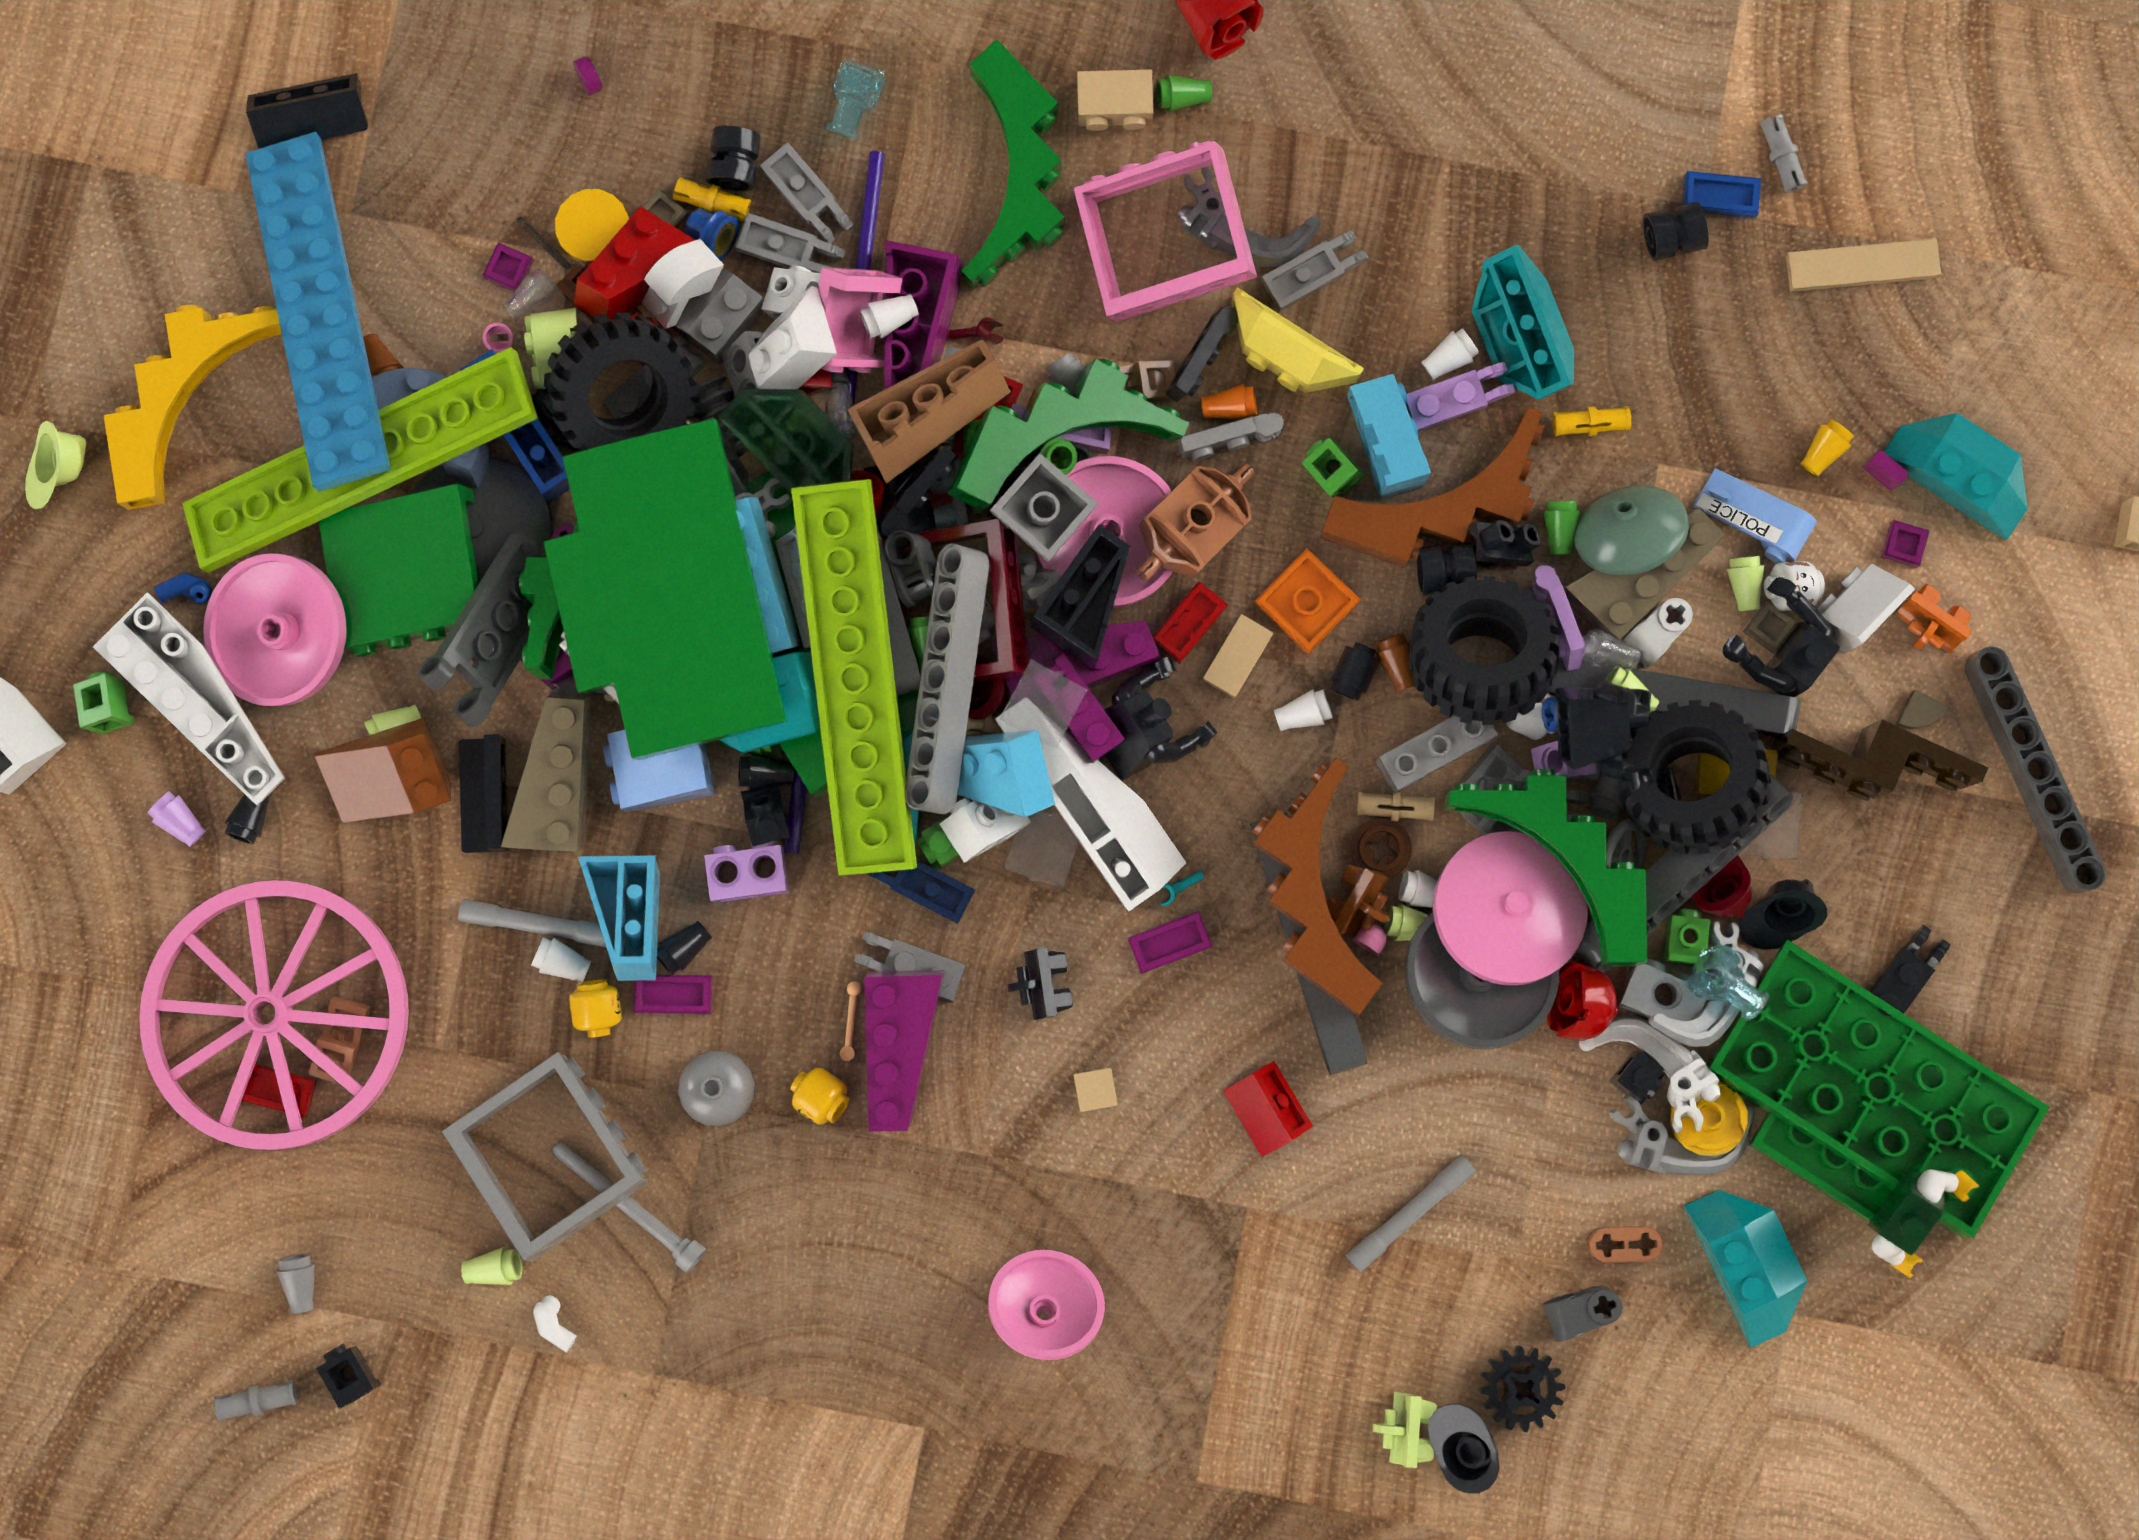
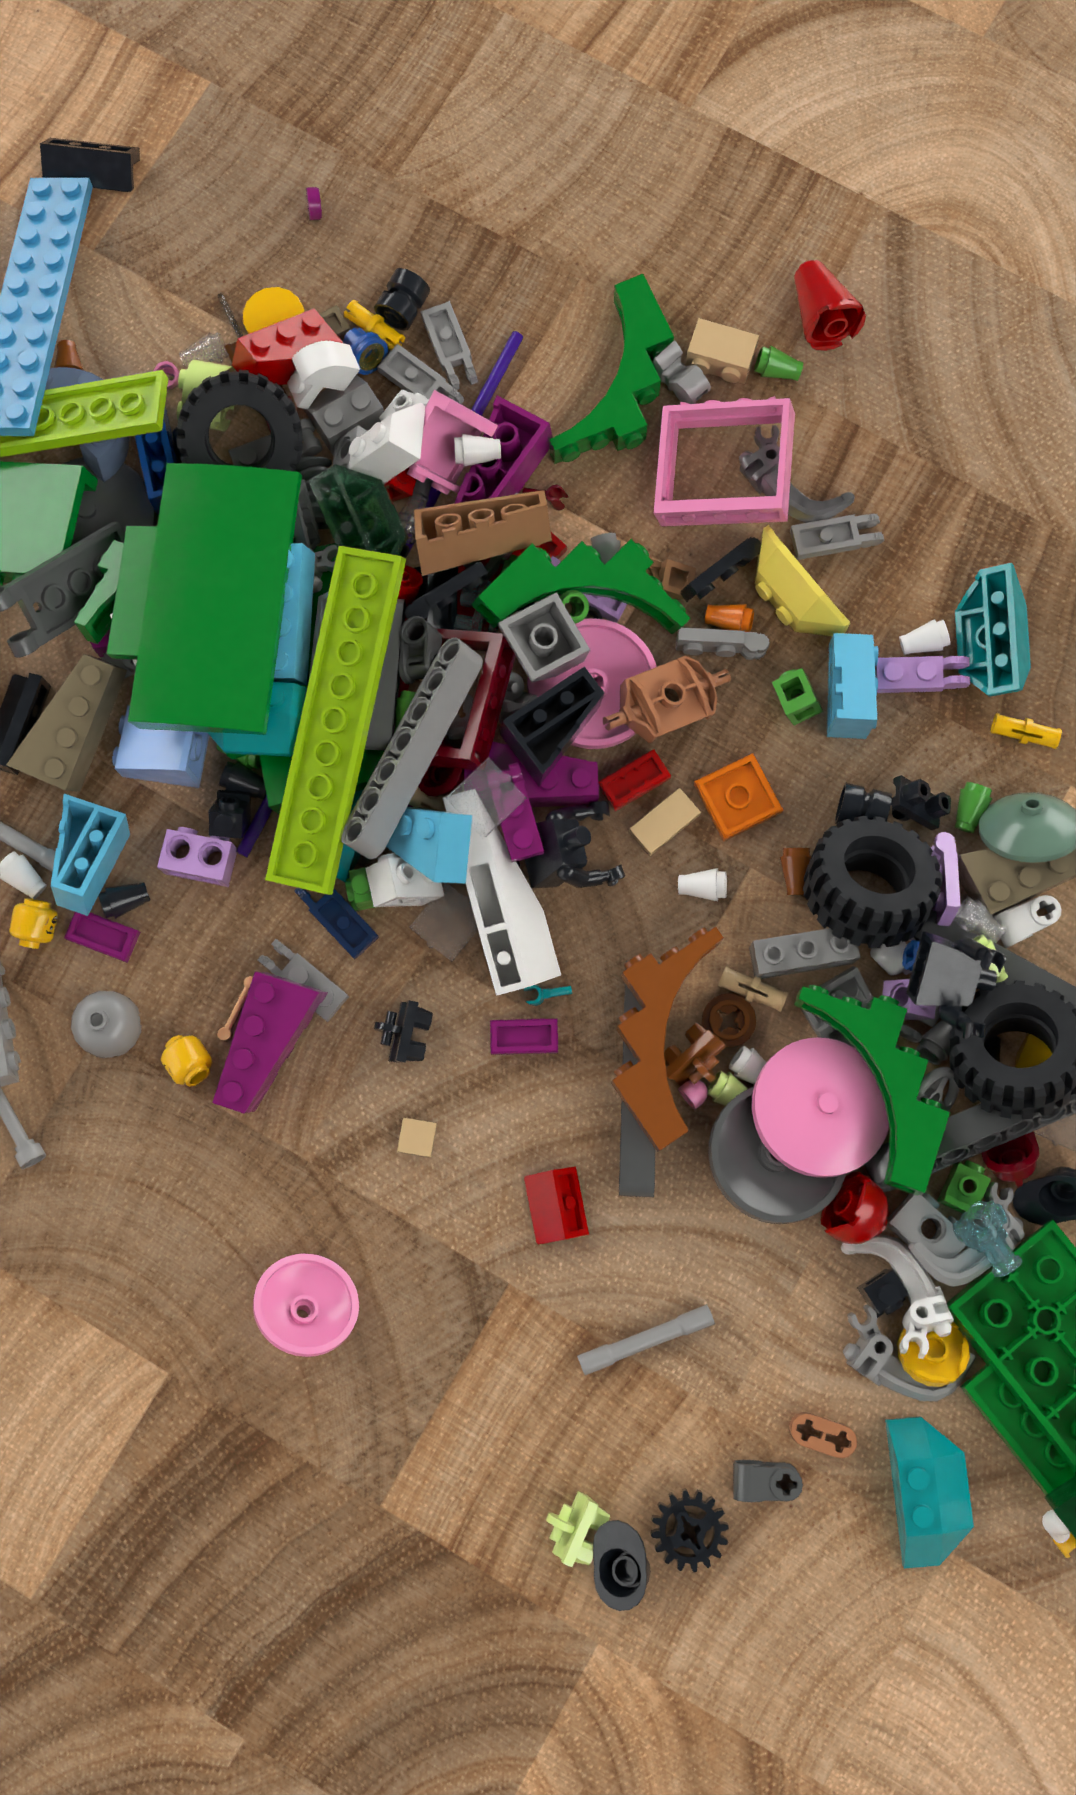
camera: 25 degrees right, 5 degrees down
(507, 267) = (195, 325): magenta tile -> none
(857, 90) = (518, 280): clear light blue connector -> none
(1085, 145) = (685, 381): none -> light grey leg
(1354, 671) = (757, 866): black brick -> none
(1393, 529) = (828, 761): dark orange arch -> none

